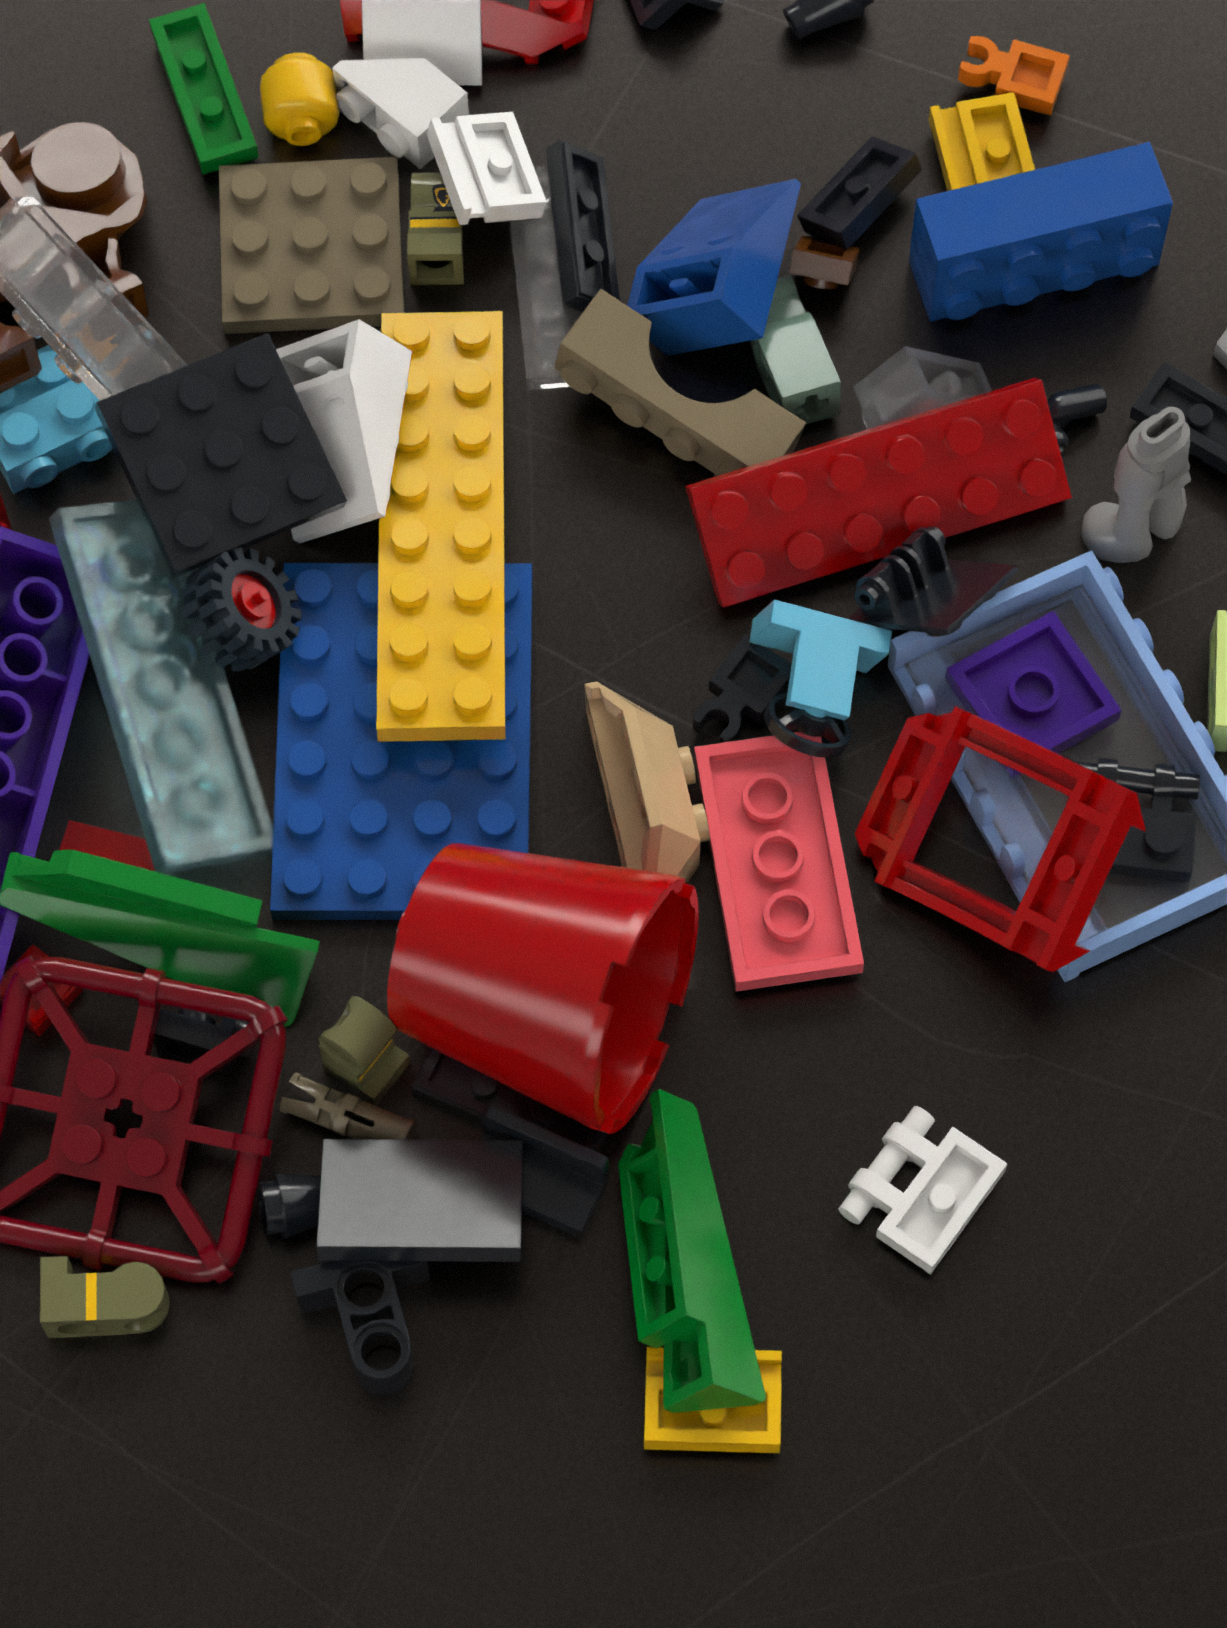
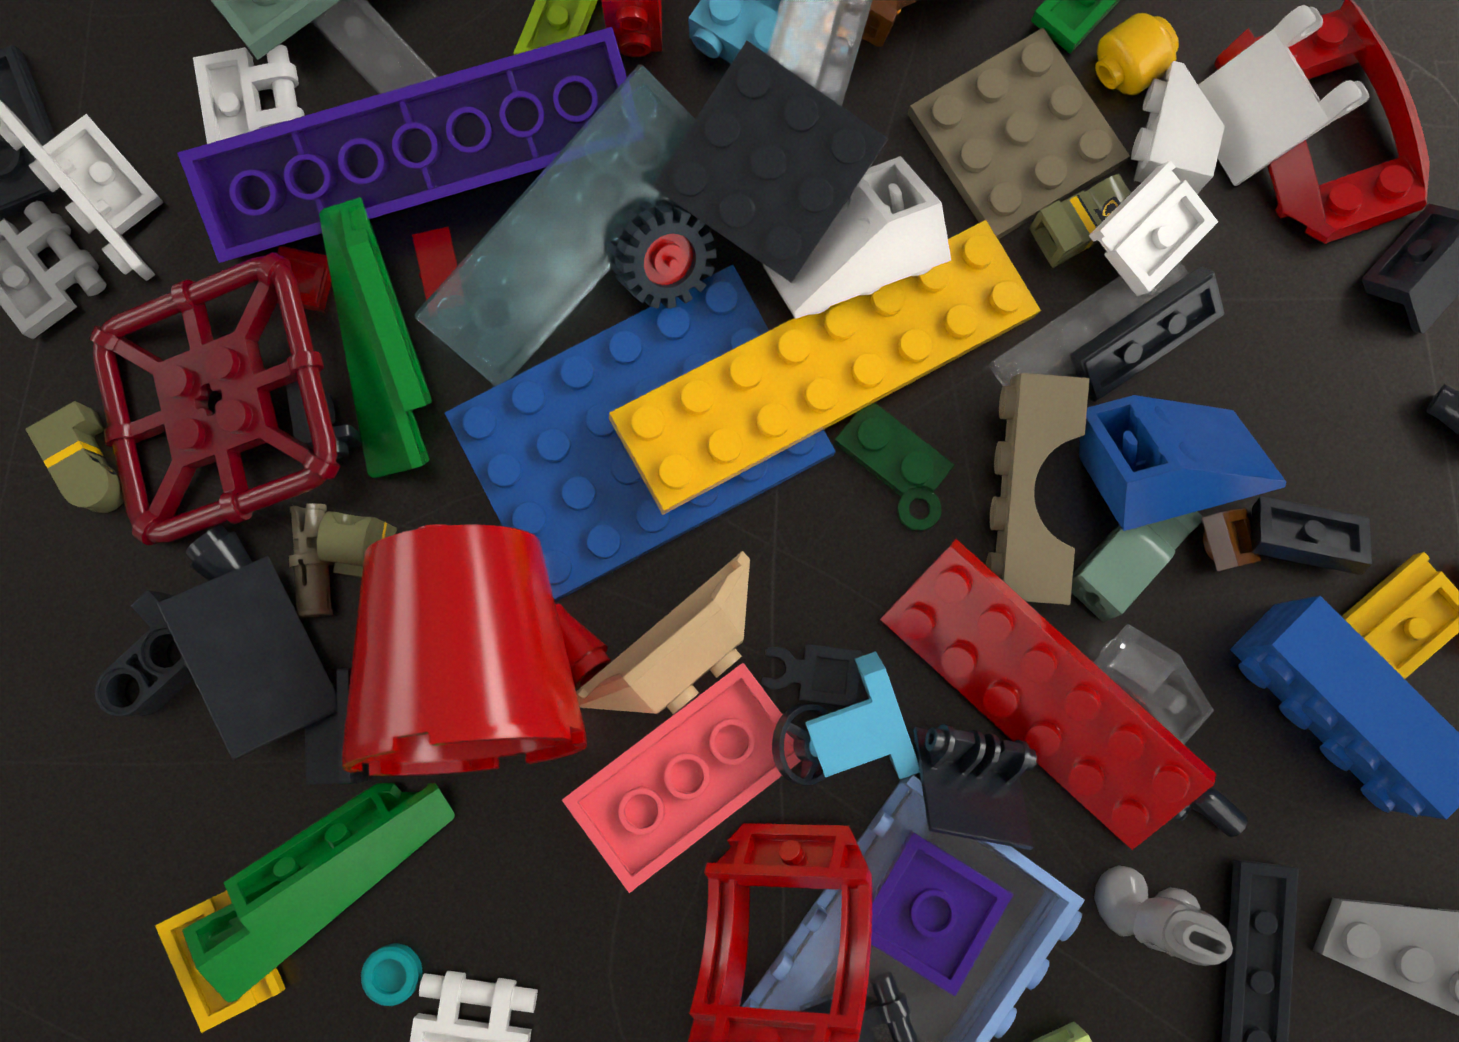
camera: 60 degrees right, 15 degrees up
(575, 515) = (897, 460): none -> dark green hinge
(822, 1245) = (391, 974): none -> teal tile

